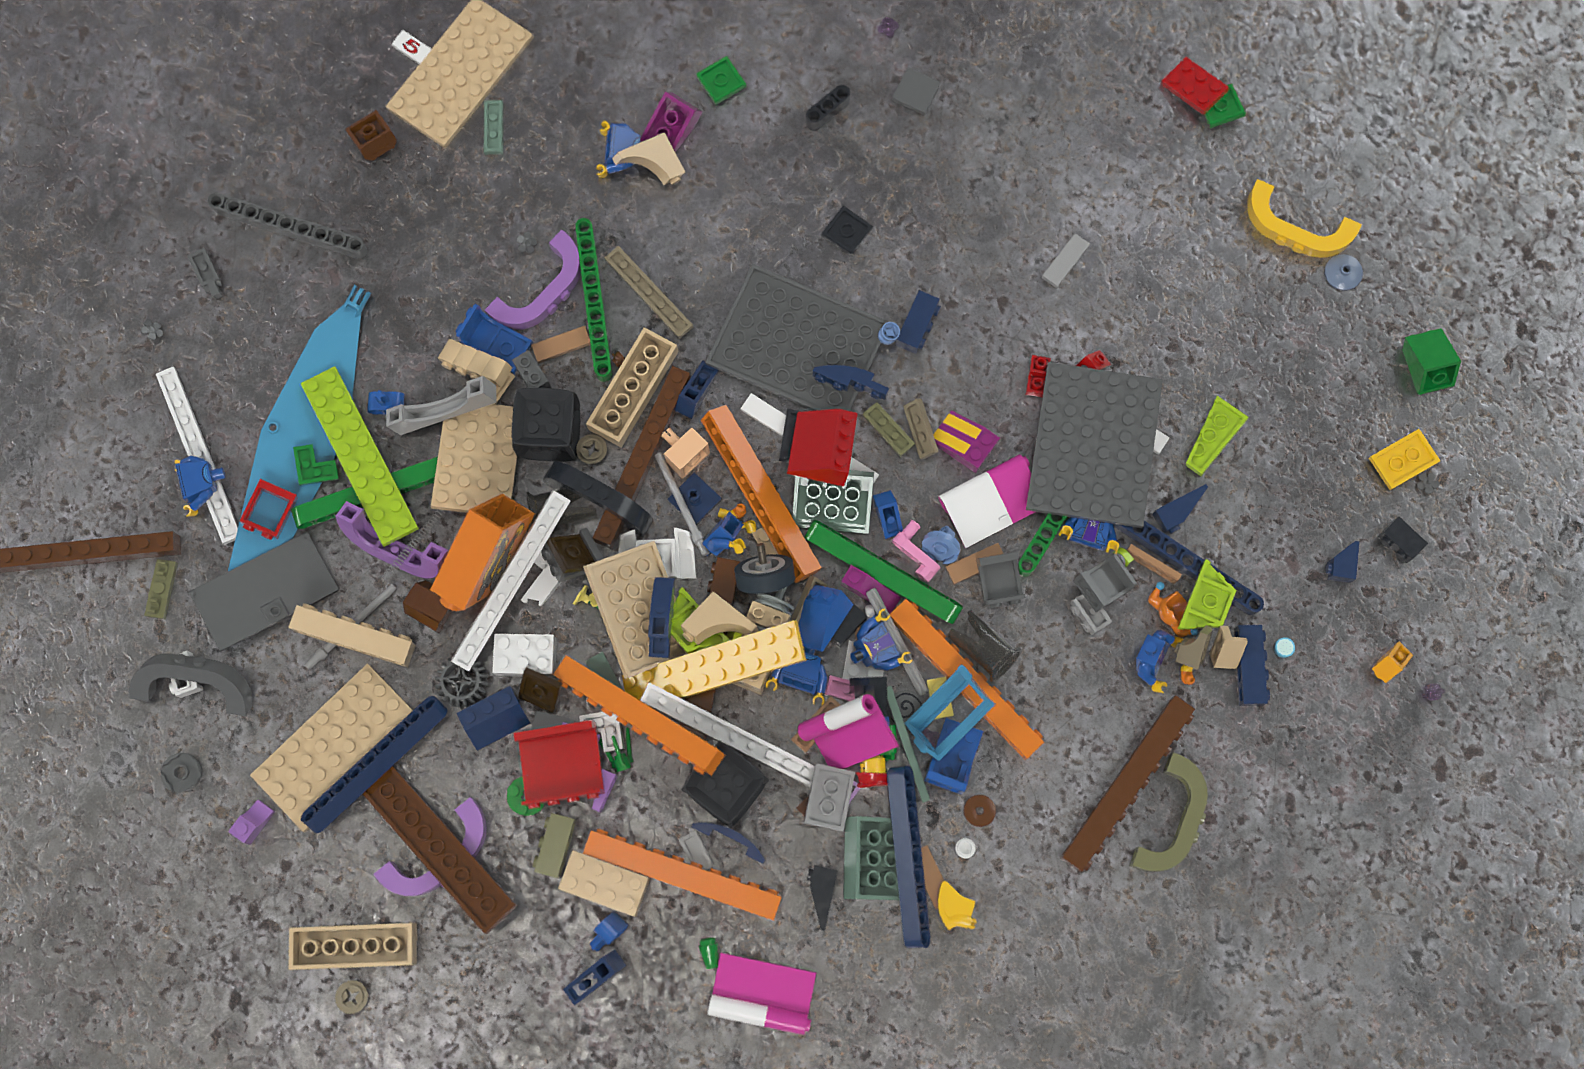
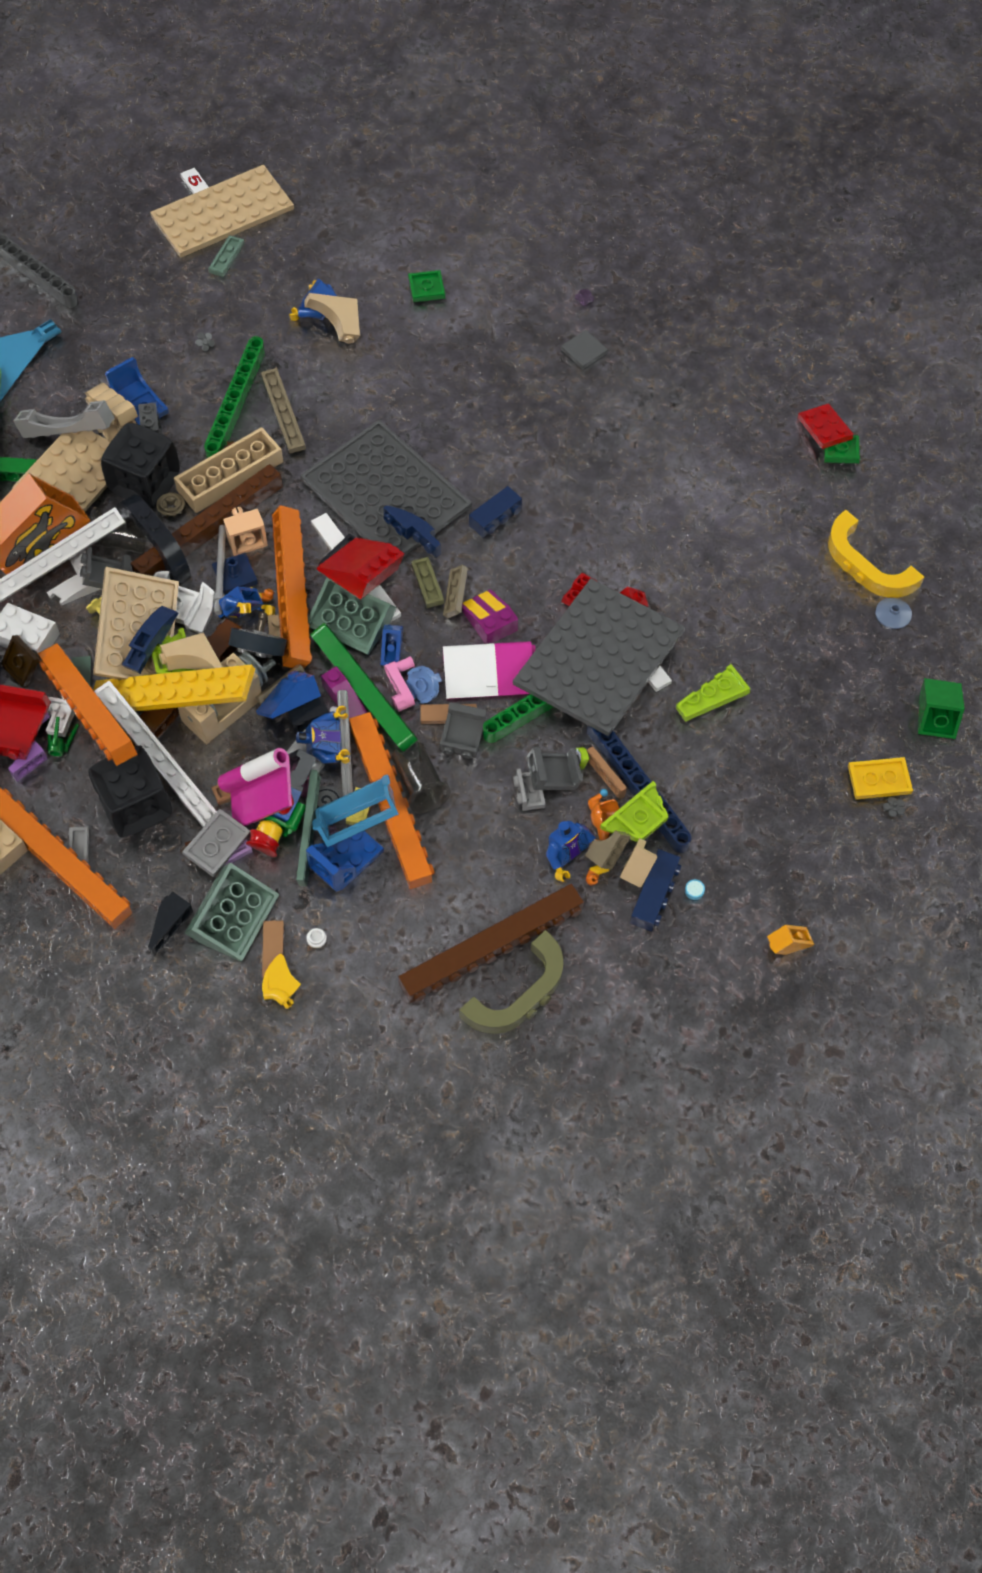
camera: 20 degrees right, 15 degrees down
(372, 136) = (126, 227): reddish brown slope -> none
(380, 401) = (22, 403): blue beam -> none
(550, 297) = (197, 385): medium lavender arch -> none
(561, 344) = (189, 421): medium nougat tile -> none
(570, 552) = (100, 559): dark brown tile -> none
(674, 118) = (372, 298): magenta slope -> none
(696, 390) = (280, 492): dark blue slope -> none
(707, 829) = (100, 828): dark blue slope -> none
(709, 951) = (42, 928): green cone -> none
(762, 994) = (69, 983): dark pink door -> none
(805, 675) = (247, 734): blue torso -> none
(823, 114) = (503, 334): black beam -> none
(847, 230) = (472, 427): black tile -> none
(892, 330) = (464, 507): medium blue wheel -> none
(908, 857) = (258, 921): dark blue beam -> none
(975, 819) = (346, 921): reddish brown piece -> none
(1065, 260) = (648, 514): light grey tile -> none
(1091, 533) = (560, 725): torso -> none
(1175, 513) = (647, 740): dark blue slope -> none
(1344, 565) = (782, 840): dark blue slope -> none
(1402, 540) = (847, 842): black brick -> none
(1433, 692) = (818, 981): clear purple plate -> none

